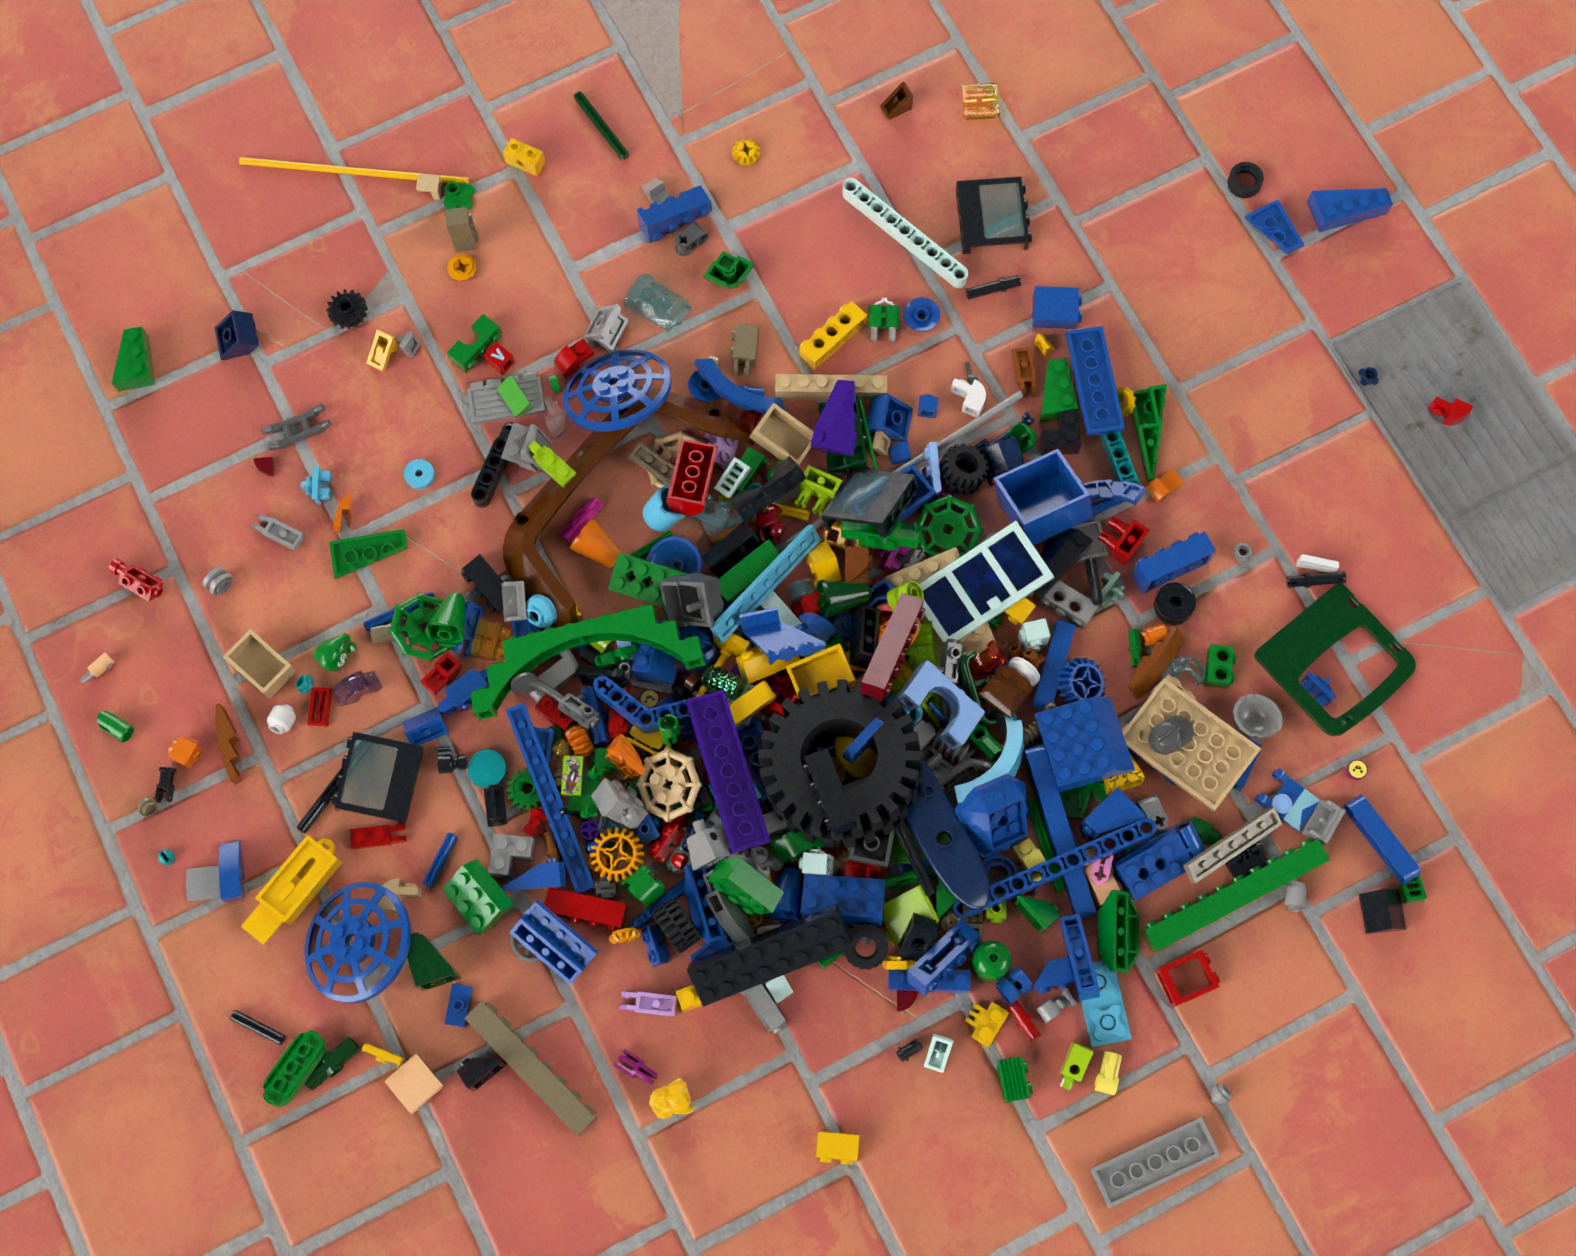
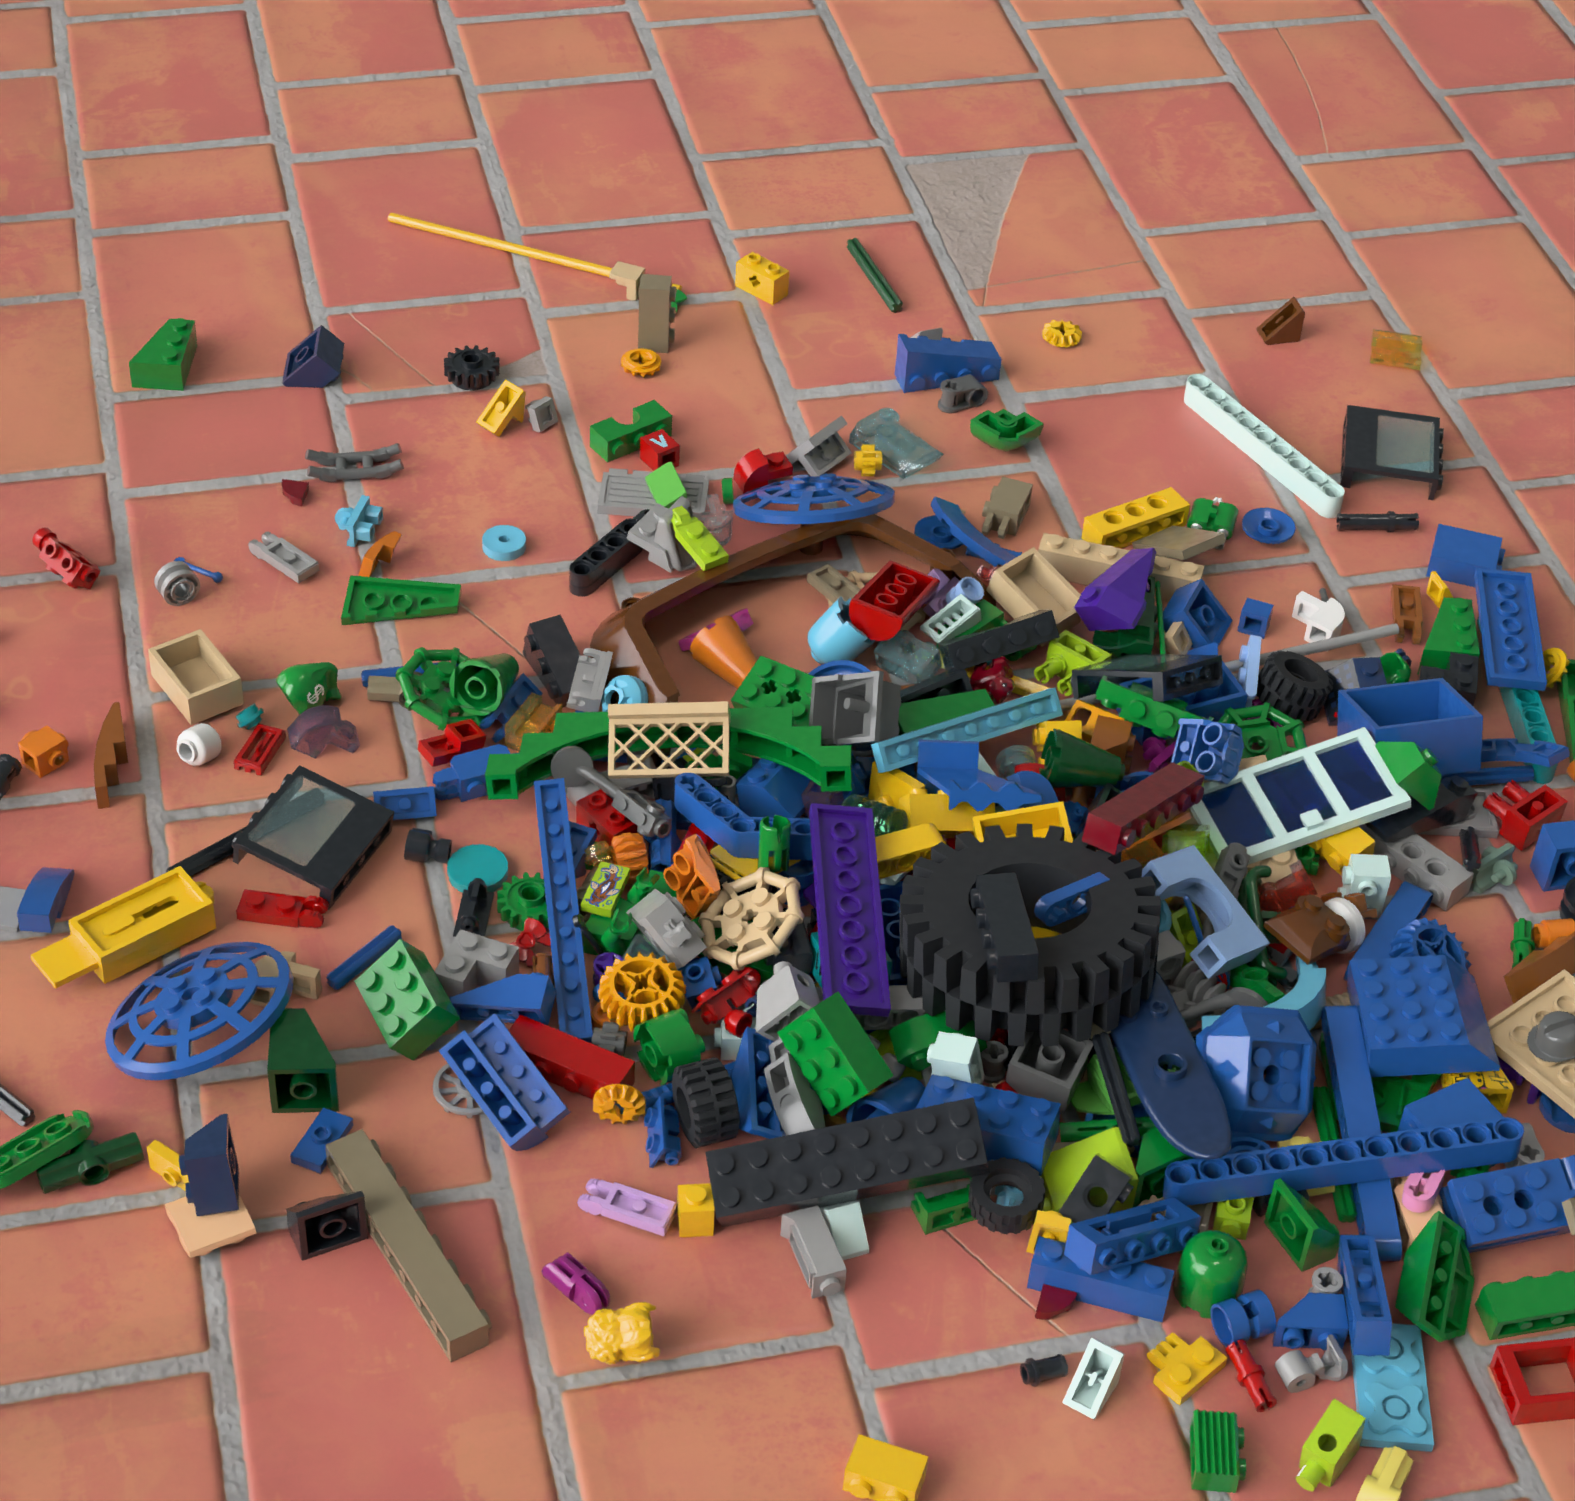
camera: 10 degrees right, 30 degrees down
(211, 554) = (217, 576): none -> blue hinge
(406, 1061) = (211, 1168): none -> dark blue slope
(576, 638) = (674, 716): none -> tan fence
(642, 327) = (867, 460): none -> yellow gear
(736, 448) = (969, 588): none -> light blue wheel
(866, 353) = (1181, 542): none -> dark tan tile
(919, 564) = (1210, 747): none -> blue slope
(1049, 552) = (1412, 769): none -> green slope
(1050, 952) = (1326, 1281): none -> light grey bush

